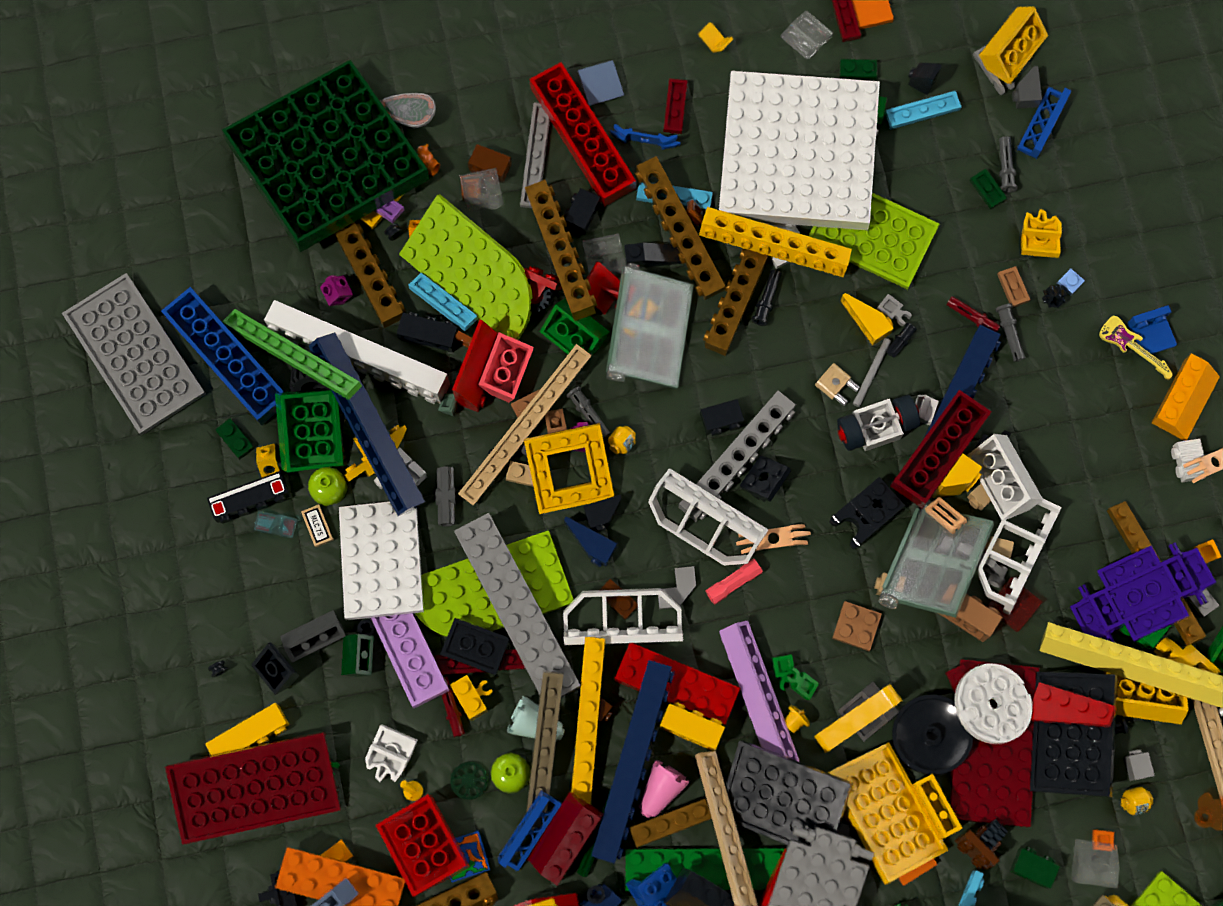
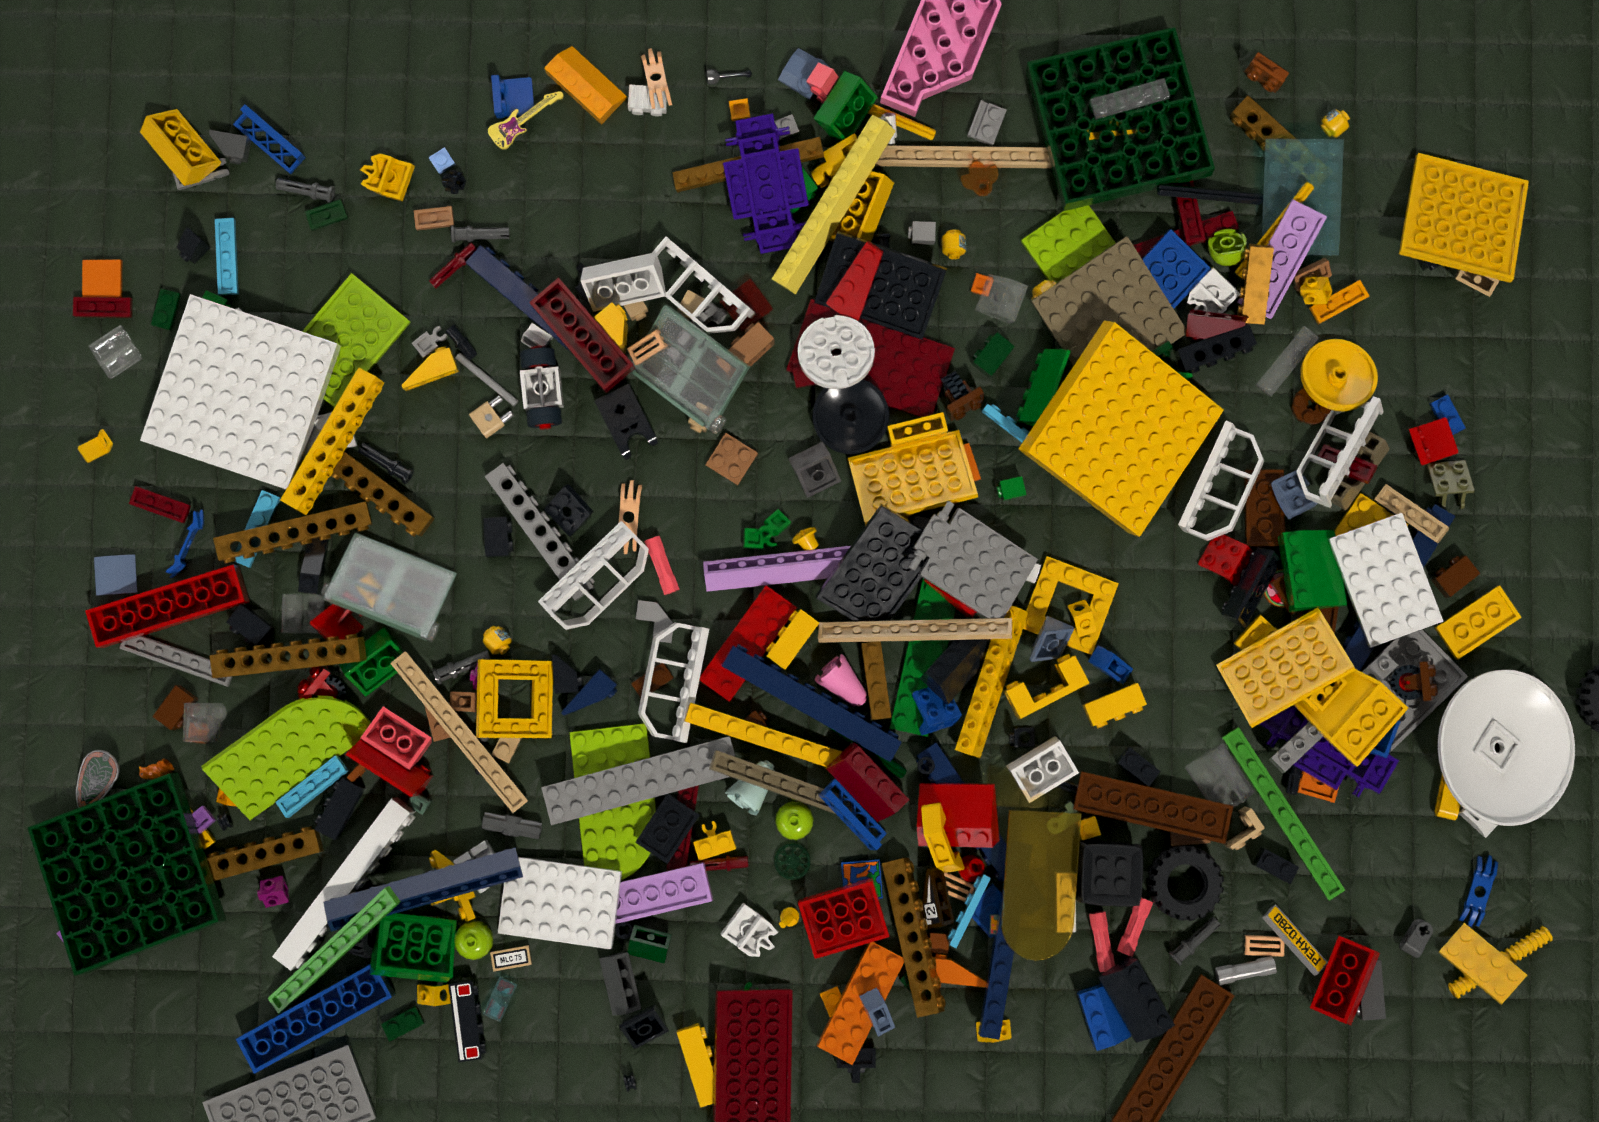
camera: 80 degrees left, 10 degrees up
(694, 212) = (279, 513): dark orange tile -> none
(858, 718) = (820, 481): yellow beam -> none

